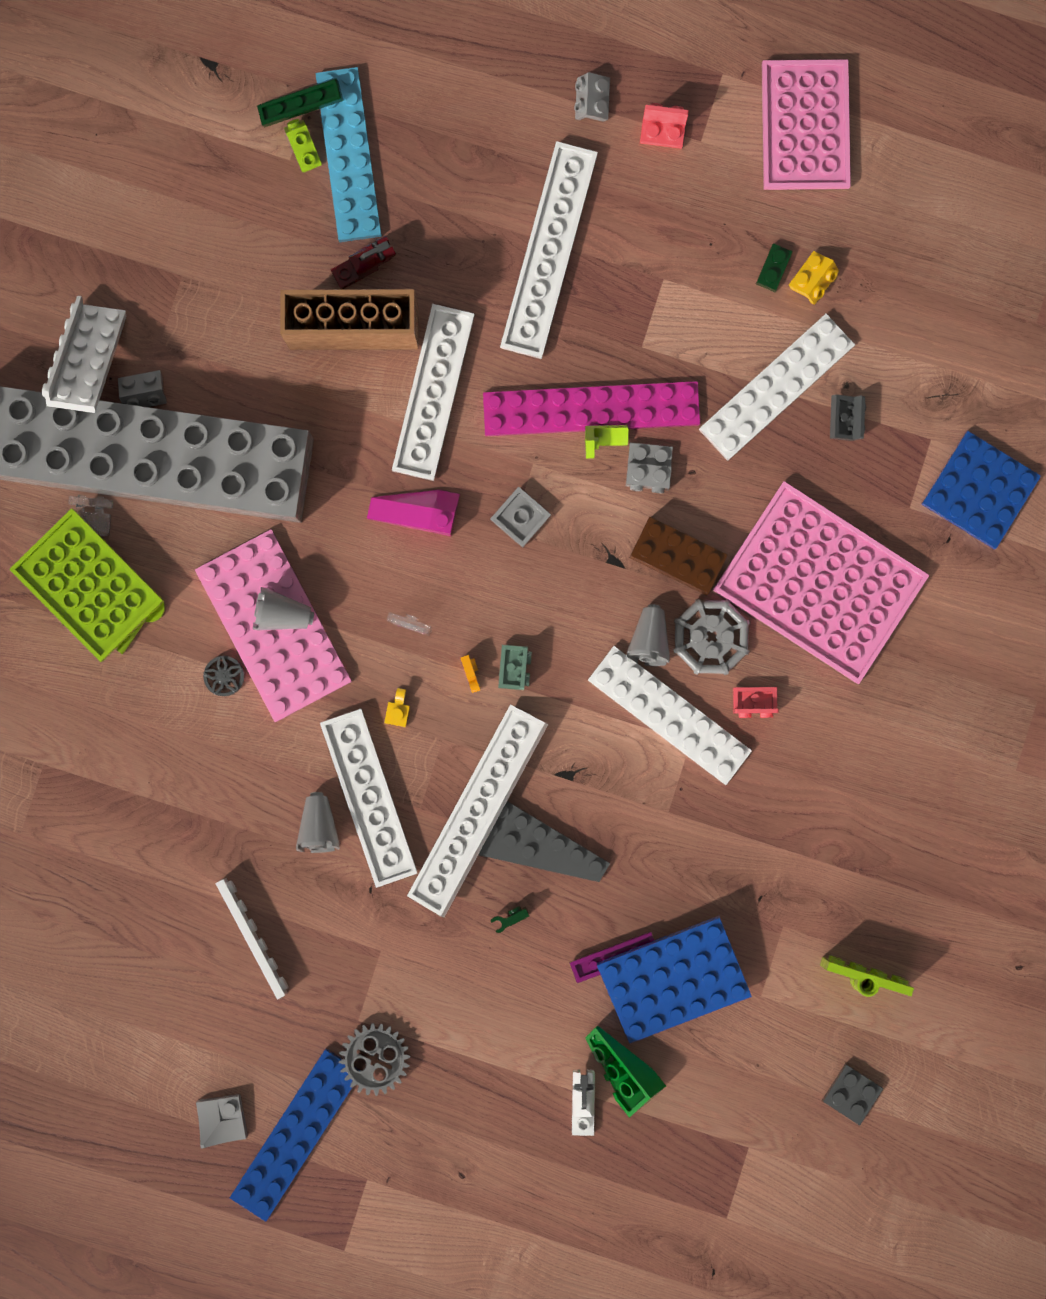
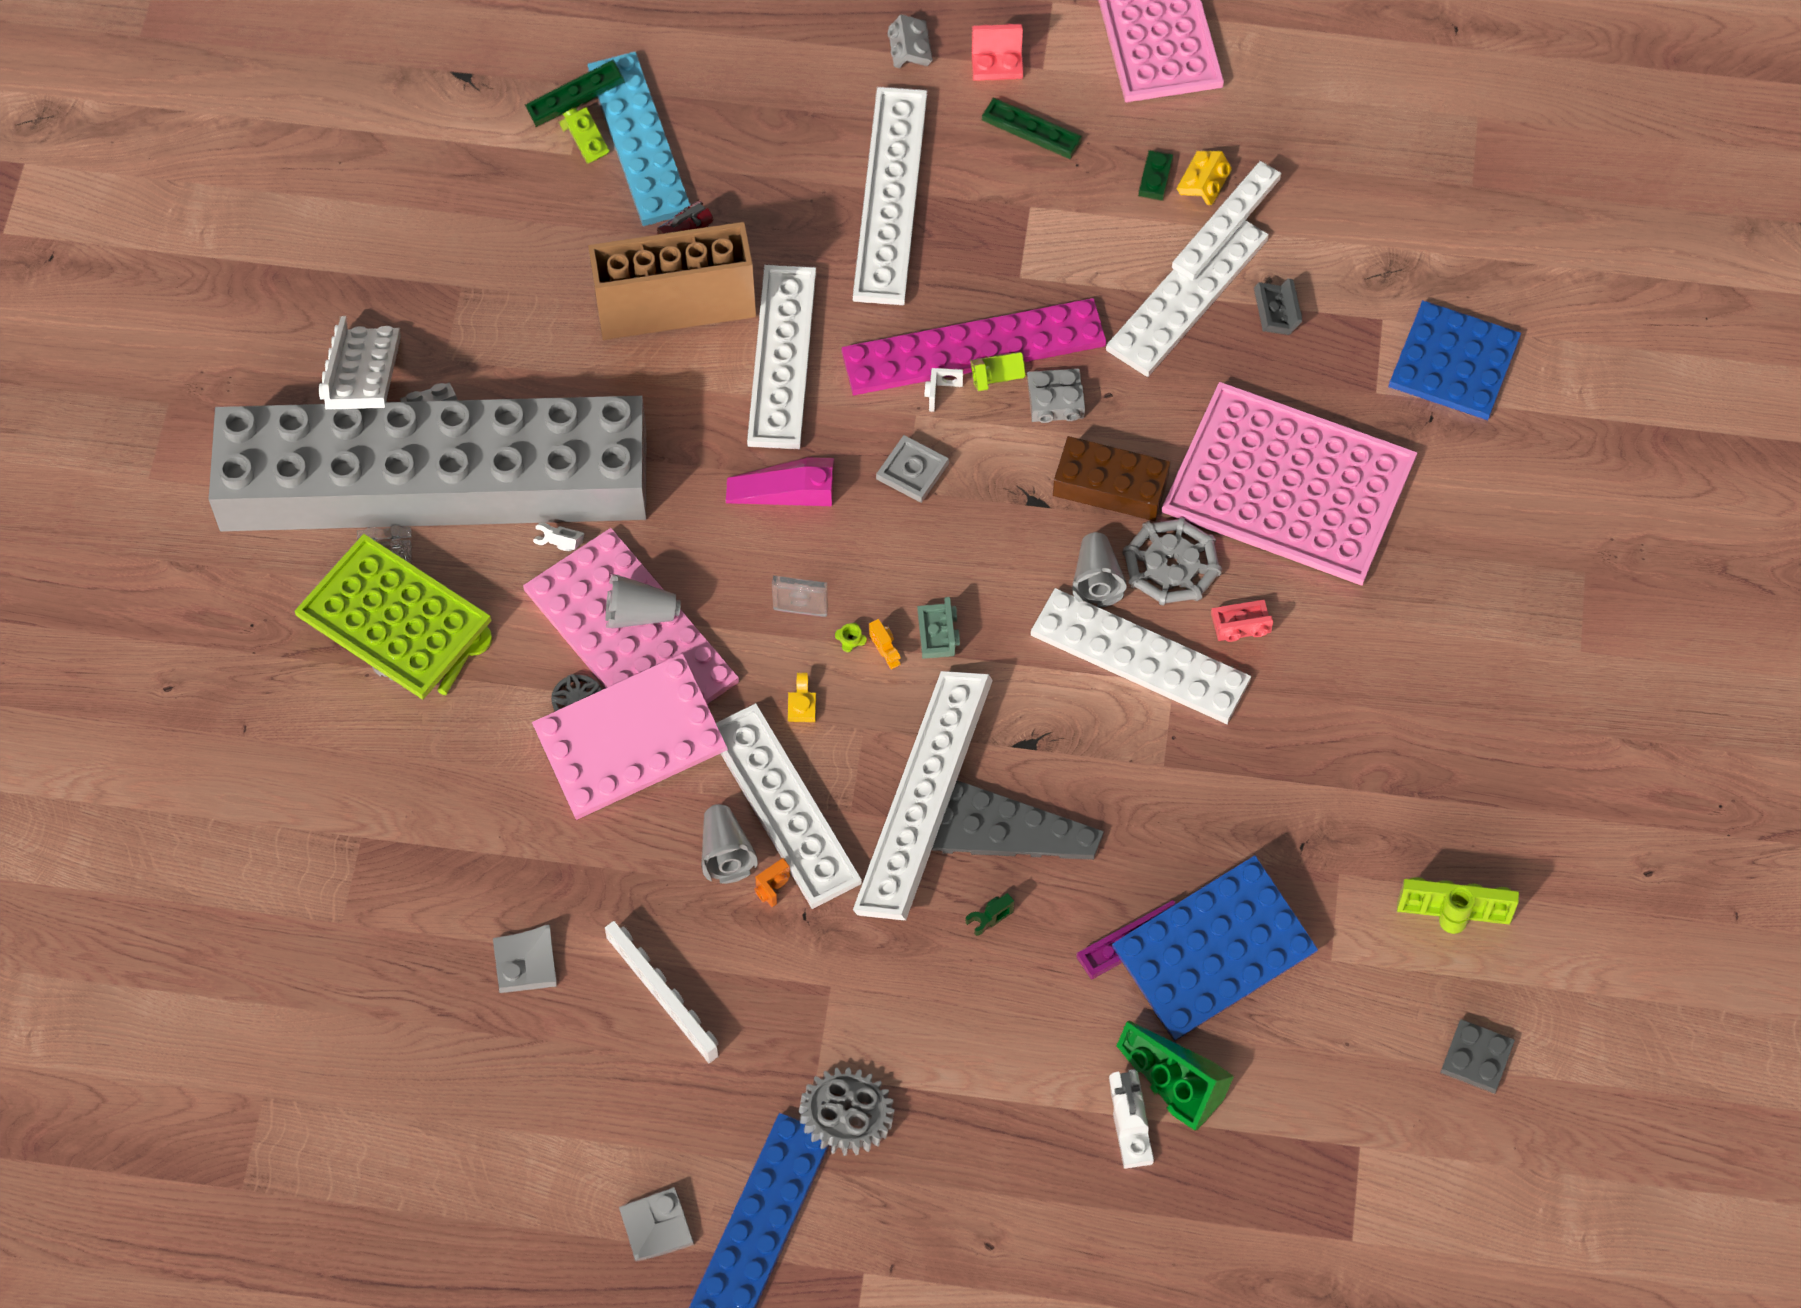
camera: 10 degrees left, 25 degrees down
(153, 892) = (525, 960): none -> light grey plate
(230, 532) = (562, 537): none -> white plate
(258, 721) = (629, 736): none -> bright pink plate
(351, 859) = (770, 878): none -> orange bracket
(439, 656) = (847, 630): none -> lime plate
(548, 444) = (938, 380): none -> white bracket
(679, 202) = (1031, 128): none -> dark green tile
(823, 328) = (1226, 220): none -> white plate

